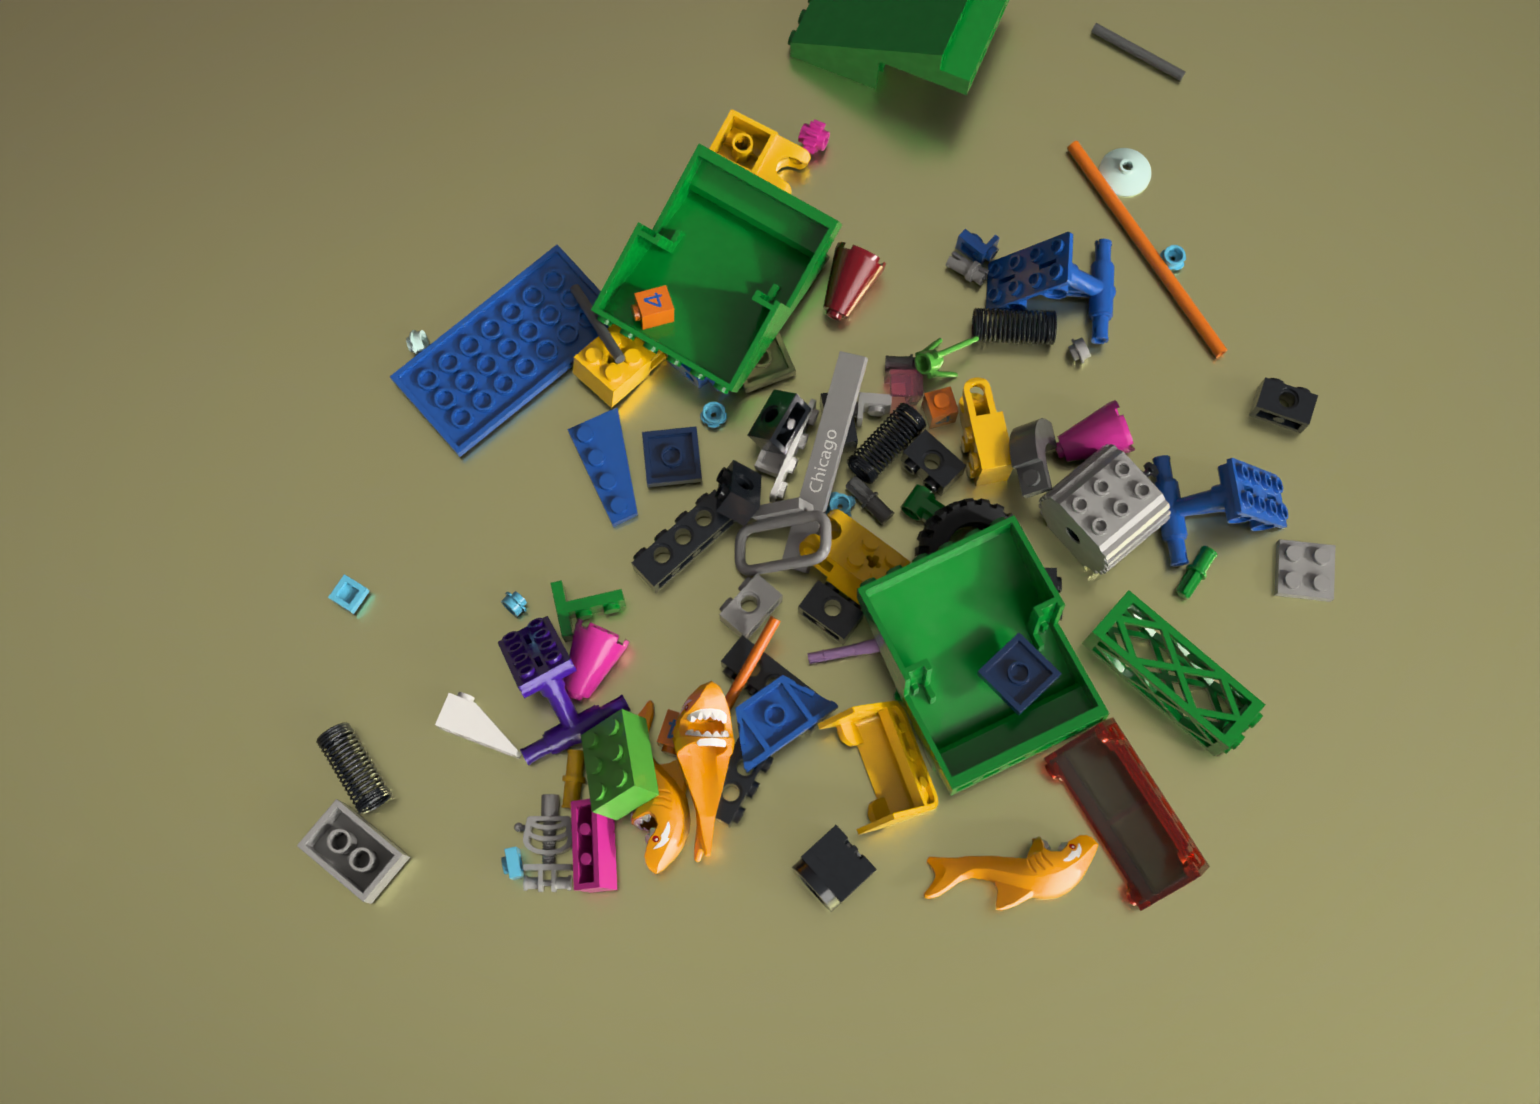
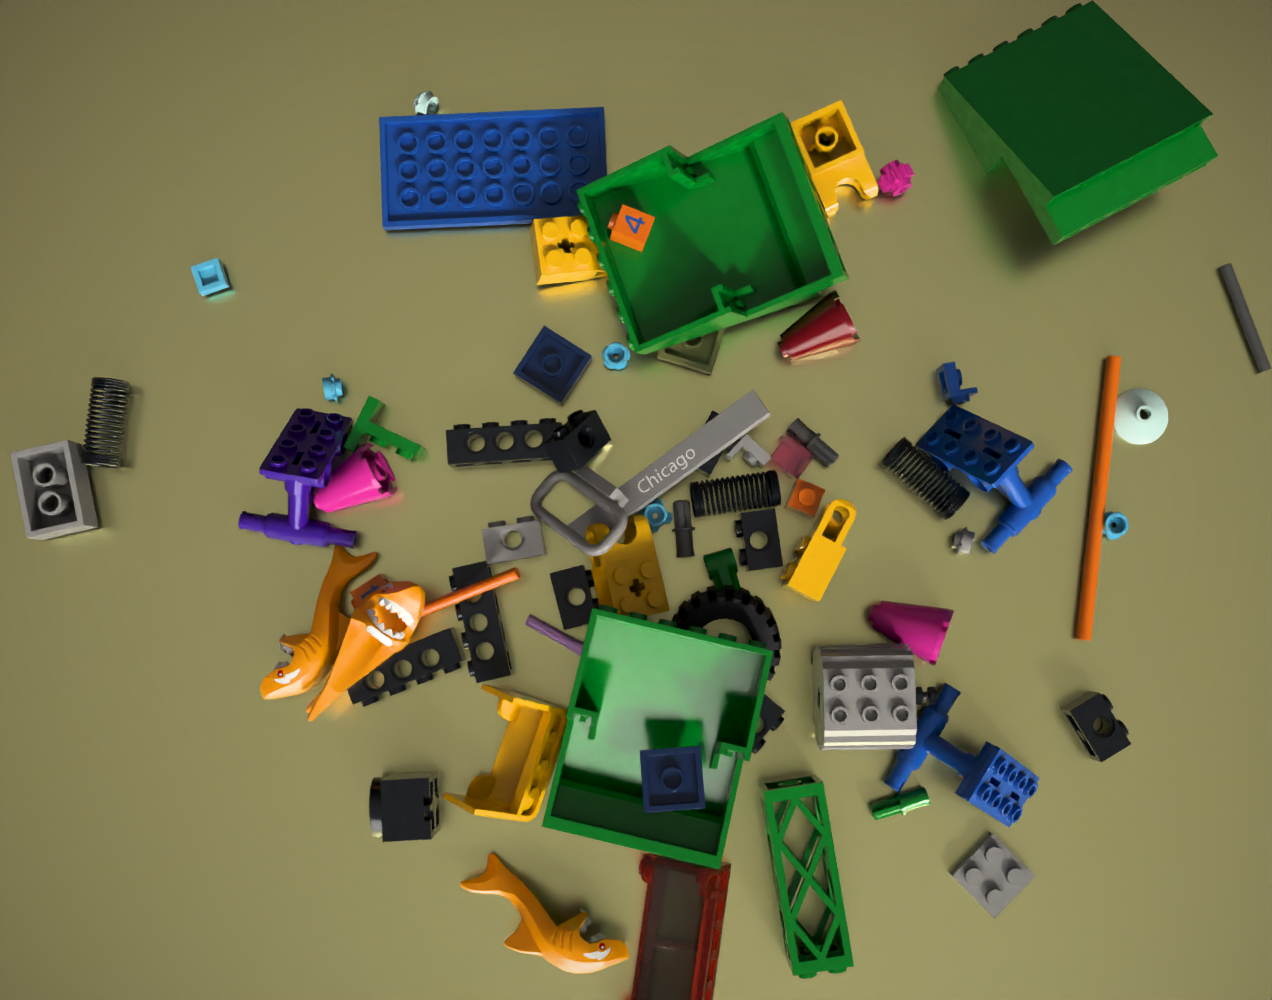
camera: 40 degrees right, 10 degrees up
(468, 720) = (225, 463): white slope -> none
(512, 863) = (169, 597): medium azure plate -> none
(549, 816) = (219, 587): light grey torso -> none
(573, 777) = (267, 568): yellow pin -> none
(592, 849) = (237, 635): dark pink brick -> none
(599, 327) = (574, 213): dark grey bar -> none
(605, 460) = (500, 318): blue wing -> none
(619, 765) = (302, 590): bright green brick -> none
(777, 717) = (456, 652): blue wing -> none
(779, 421) = (658, 408): black brick -> none
(780, 465) = (646, 429): white bracket -> none
(930, 360) = (826, 454): bright green plant -> none
(971, 270) = (931, 400): light grey pin -> none
(1028, 455) = (838, 600): dark grey arch -> none

